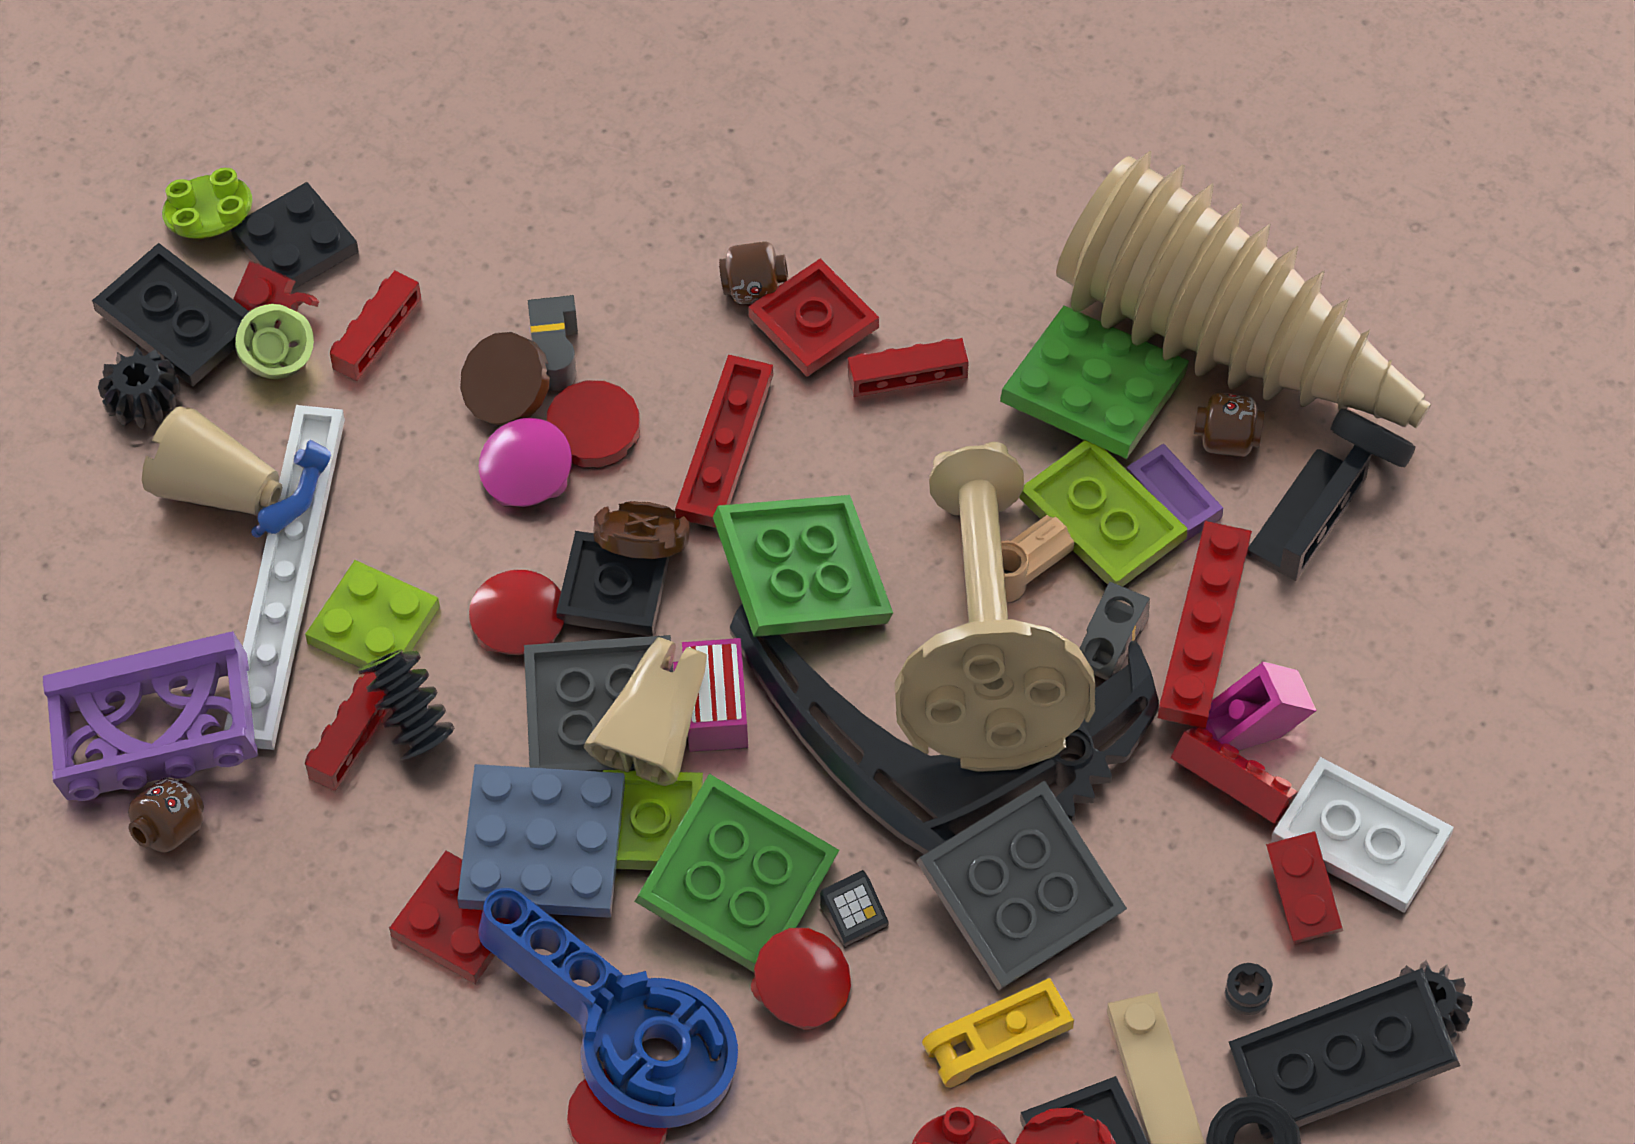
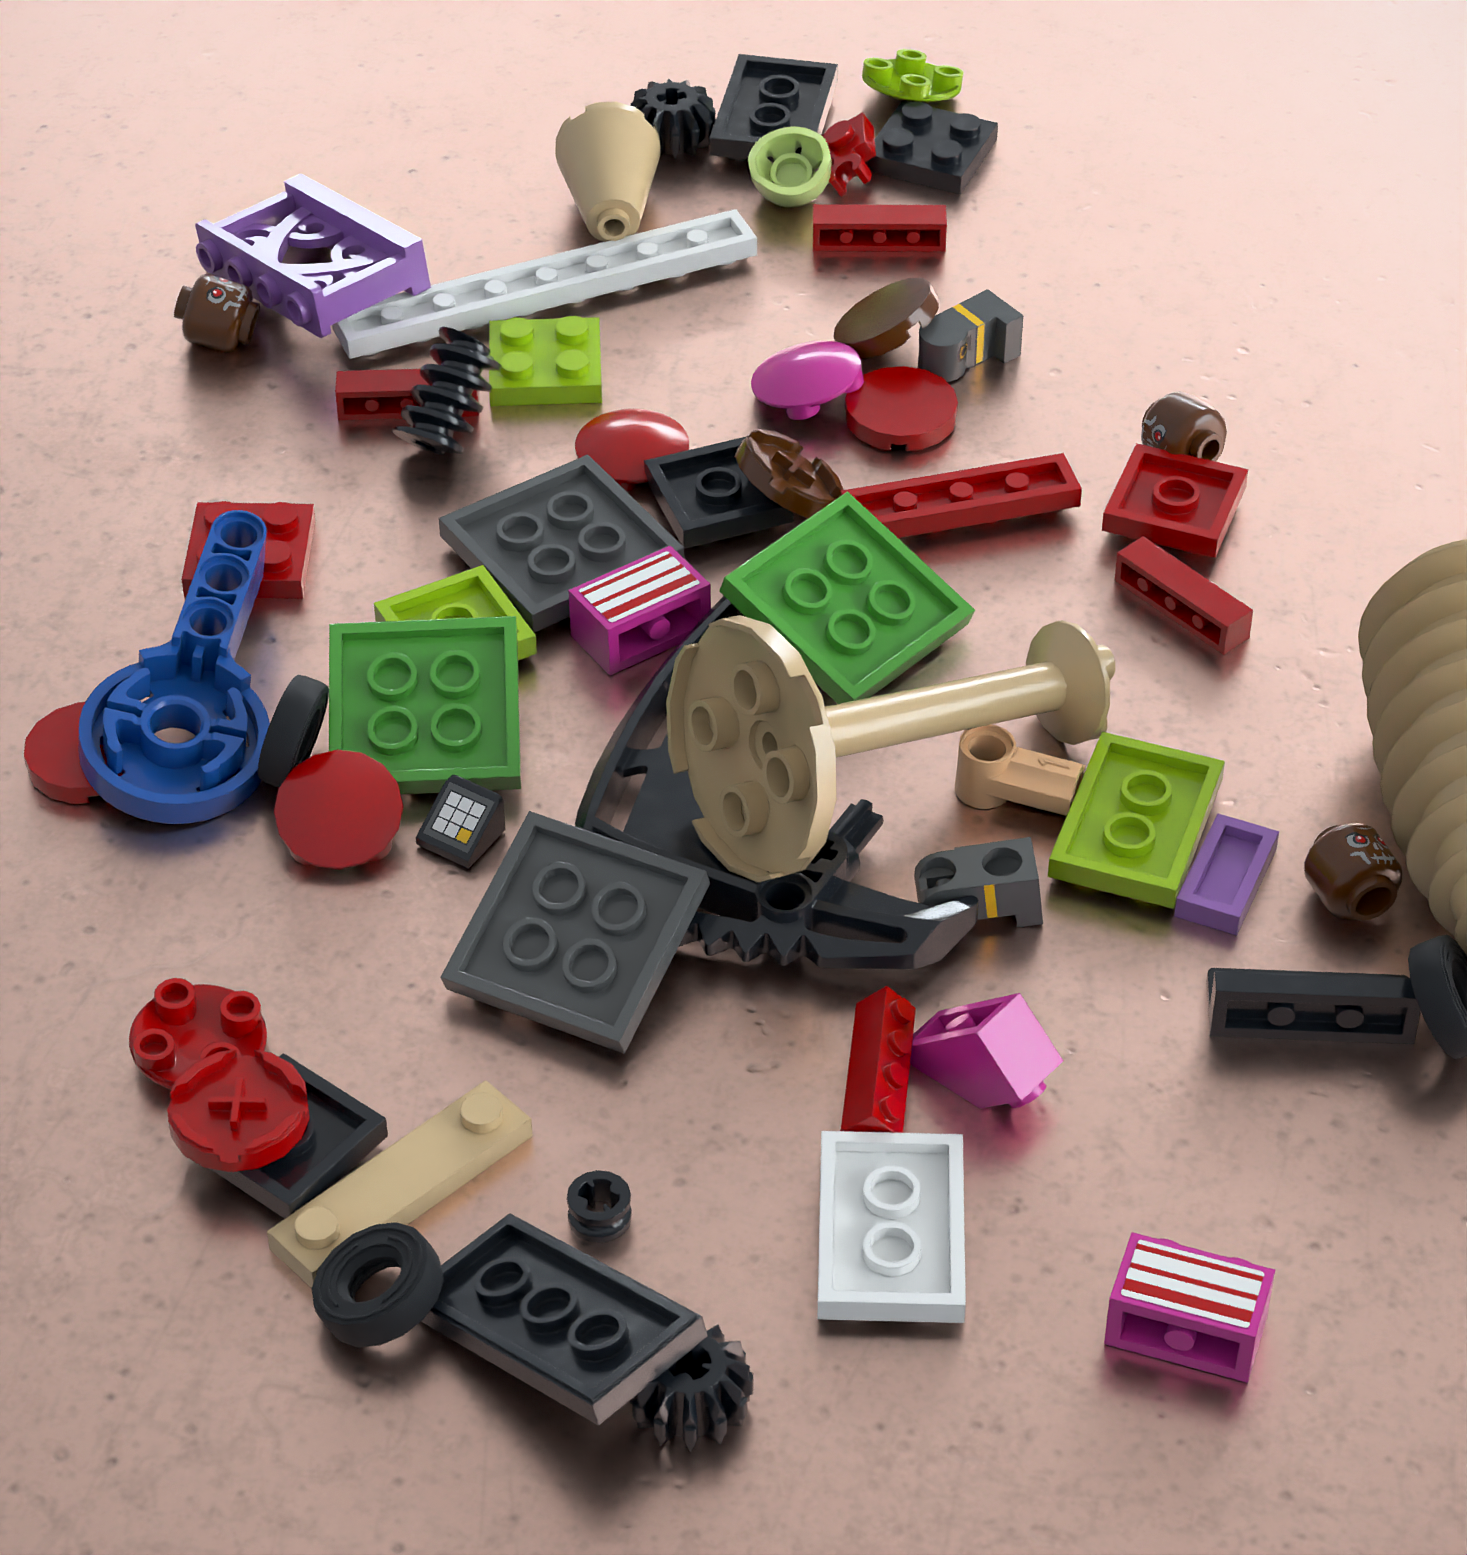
camera: 60 degrees right, 15 degrees down
(280, 514) = (594, 238): blue piece -> none
(544, 836) = (364, 550): sand blue plate -> none
(651, 715) = (549, 550): tan piece -> none
(714, 945) = (293, 729): none -> black tyre
(999, 1032) = (385, 1002): yellow plate -> none
(1093, 382) = (1291, 738): bright green plate -> none
(1204, 625) = (1059, 958): red plate -> none
(1304, 887) = (768, 1193): red plate -> none
(1515, 711) = (1189, 1306): none -> brick

